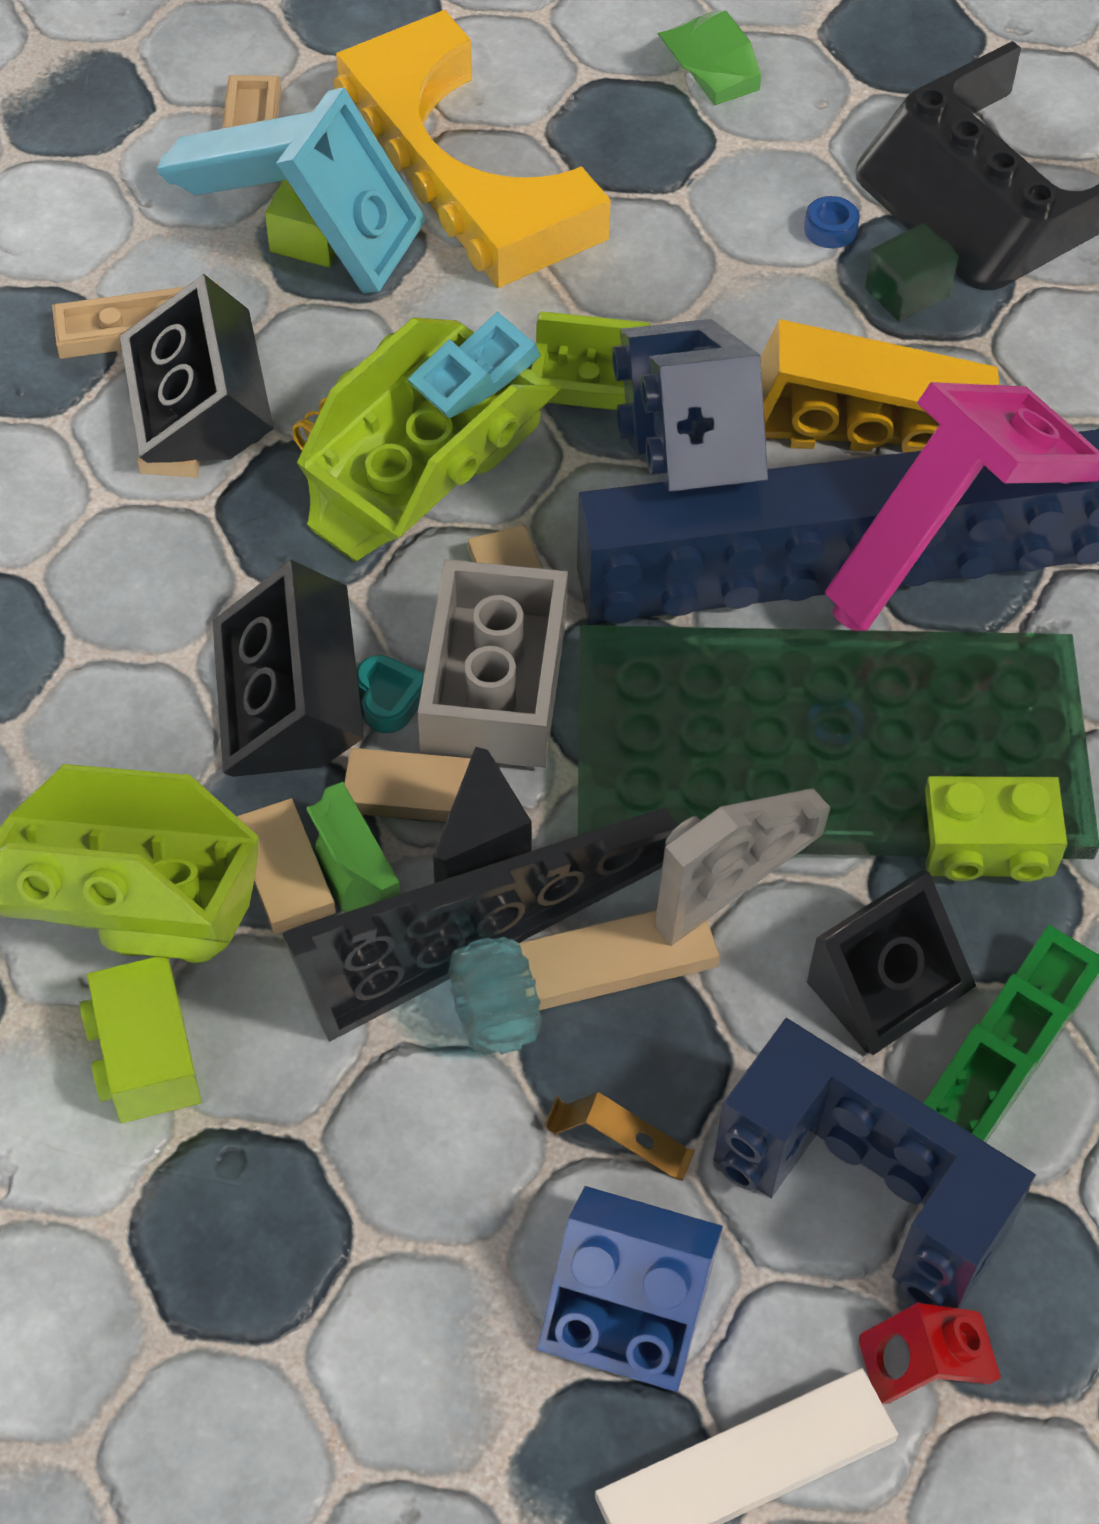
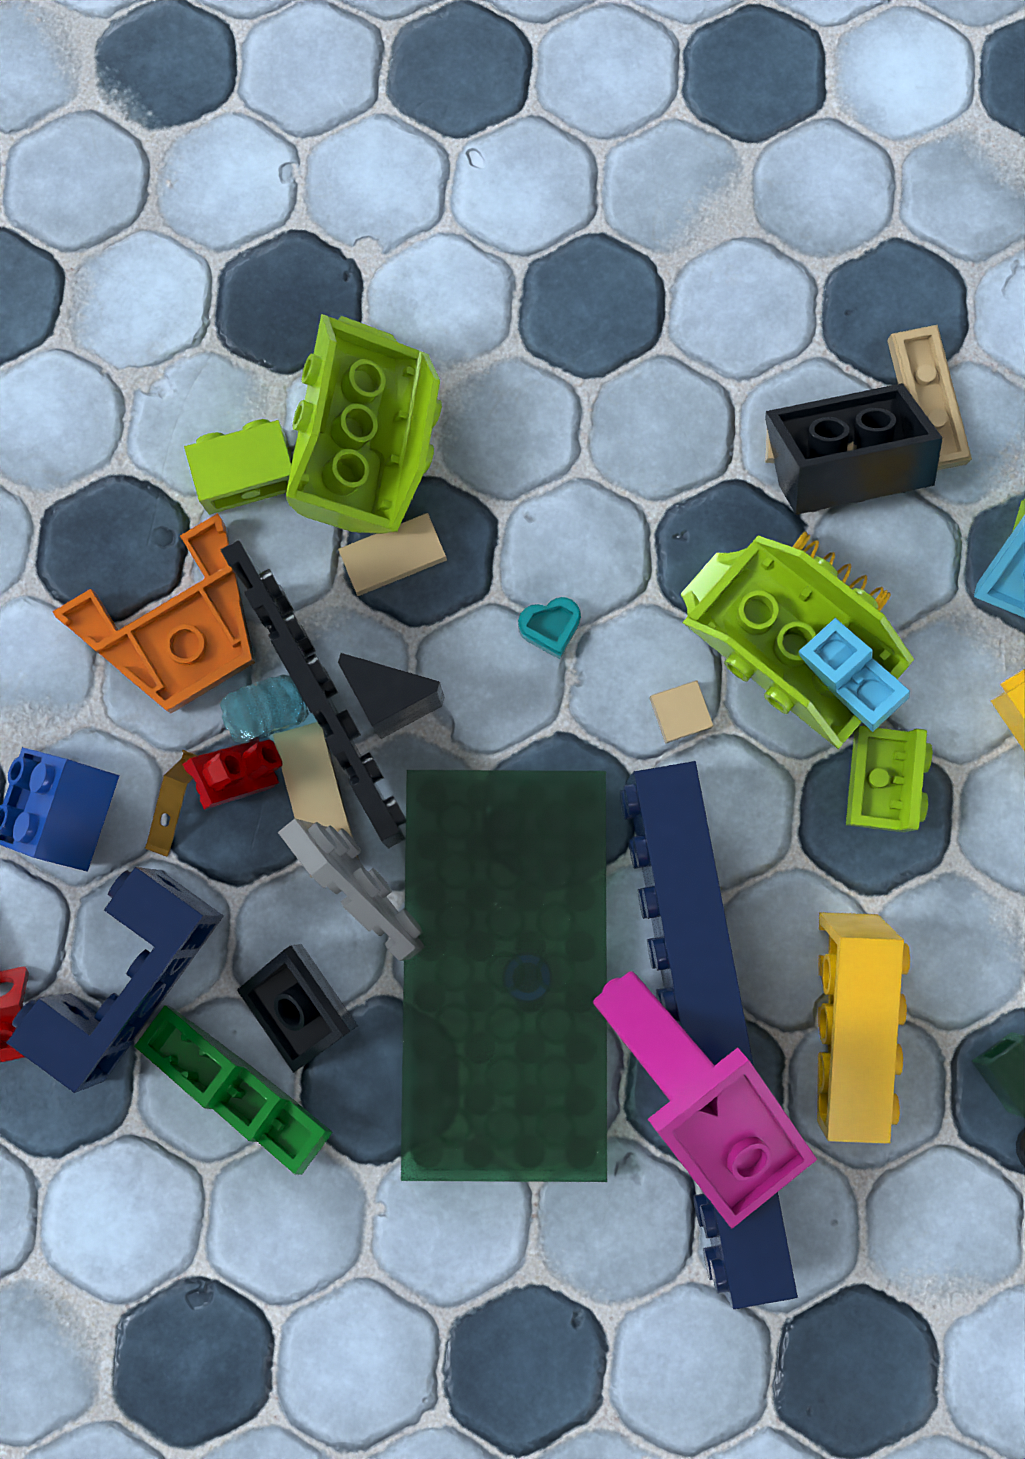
camera: 90 degrees right, 25 degrees up
(287, 675) = (556, 545): black slope -> none
(349, 852) = (391, 599): bright green slope -> none
(393, 1118) = (182, 643): none -> orange wing
(404, 783) = (463, 643): tan tile -> none
(493, 662) = (561, 701): light grey brick -> none
(583, 1037) = (234, 772): none -> red hips
(692, 403) = (793, 858): plate -> none
(994, 827) = (418, 1097): lime bracket -> none

